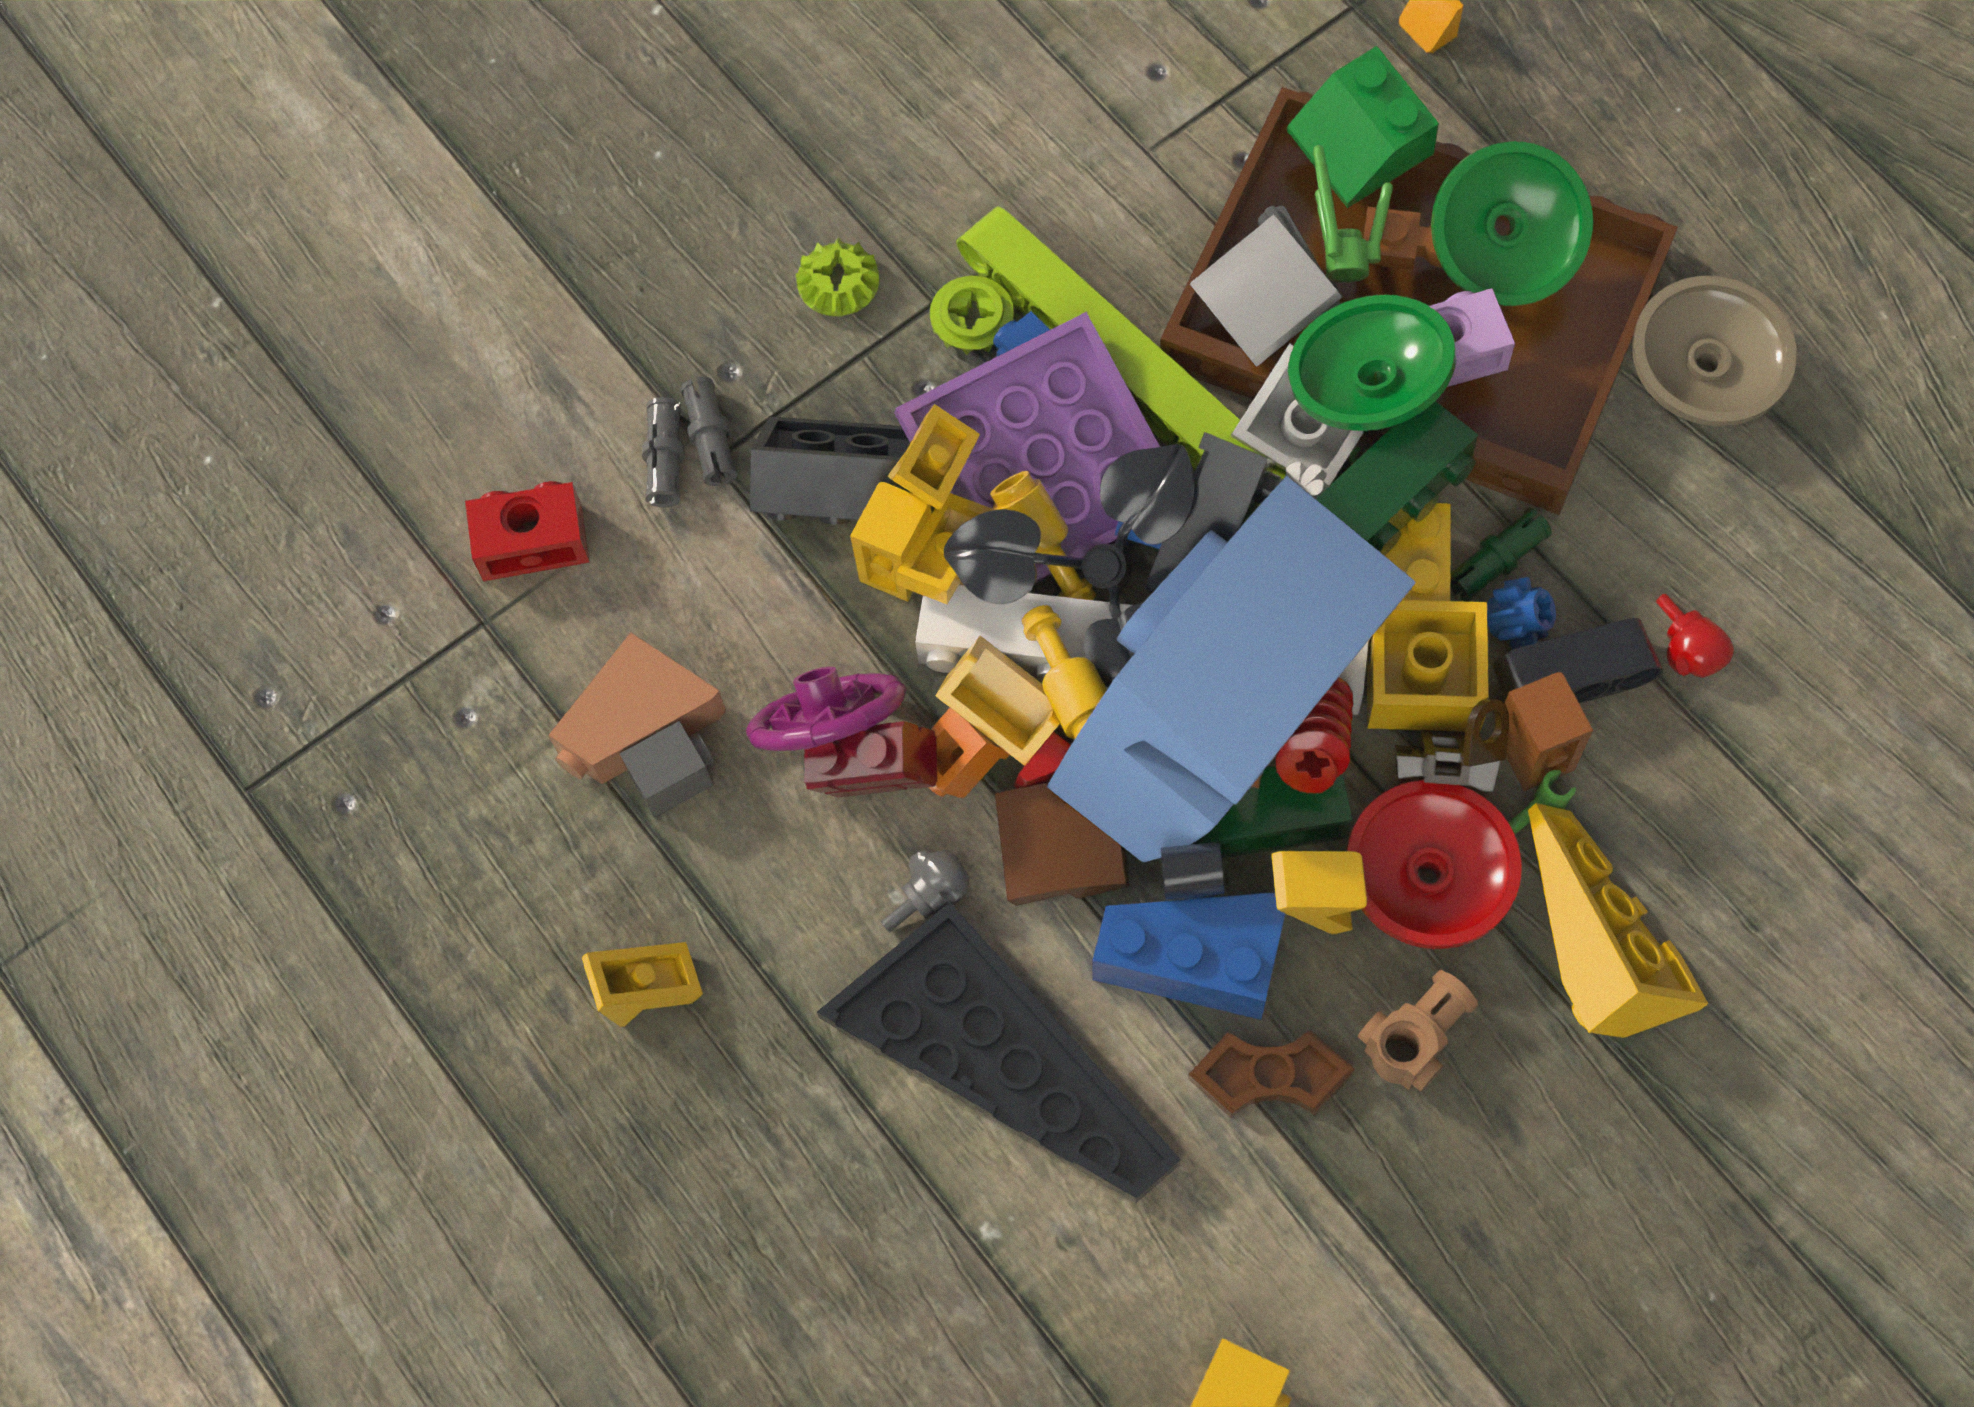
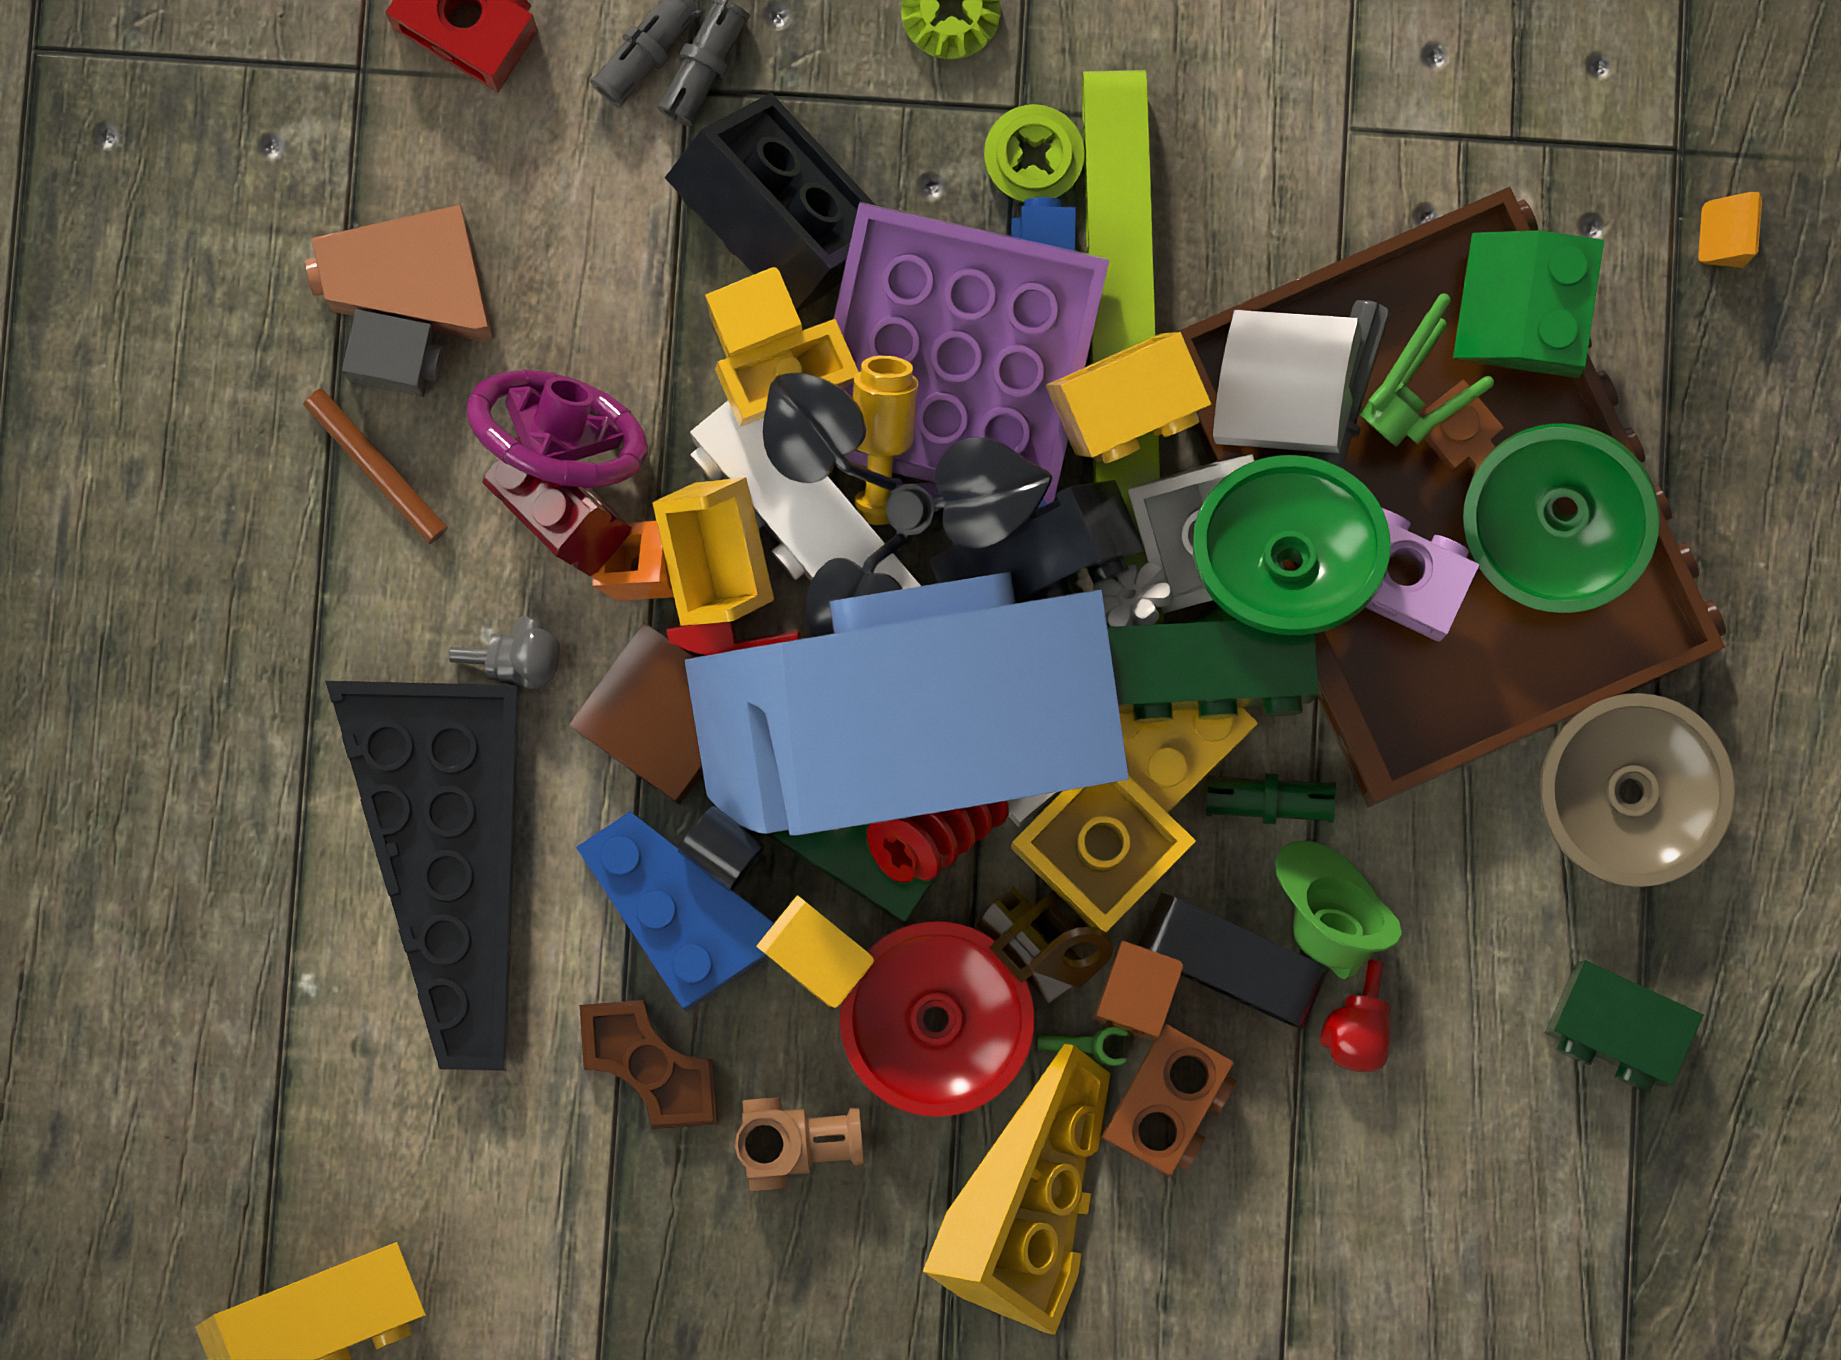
camera: 35 degrees right, 15 degrees up
(641, 979) = (206, 524): yellow slope -> none
(721, 852) = (375, 466): none -> dark orange bar
(935, 457) = (841, 287): yellow slope -> none
(1071, 683) = (775, 597): yellow piece -> none
(1182, 371) = (1128, 396): none -> yellow brick
(1520, 613) = (1231, 869): blue gear -> none
(1610, 585) = (1336, 909): none -> bright green piece
(1613, 790) = (1154, 1093): none -> dark orange brick
(1849, 497) = (1623, 1026): none -> dark green brick

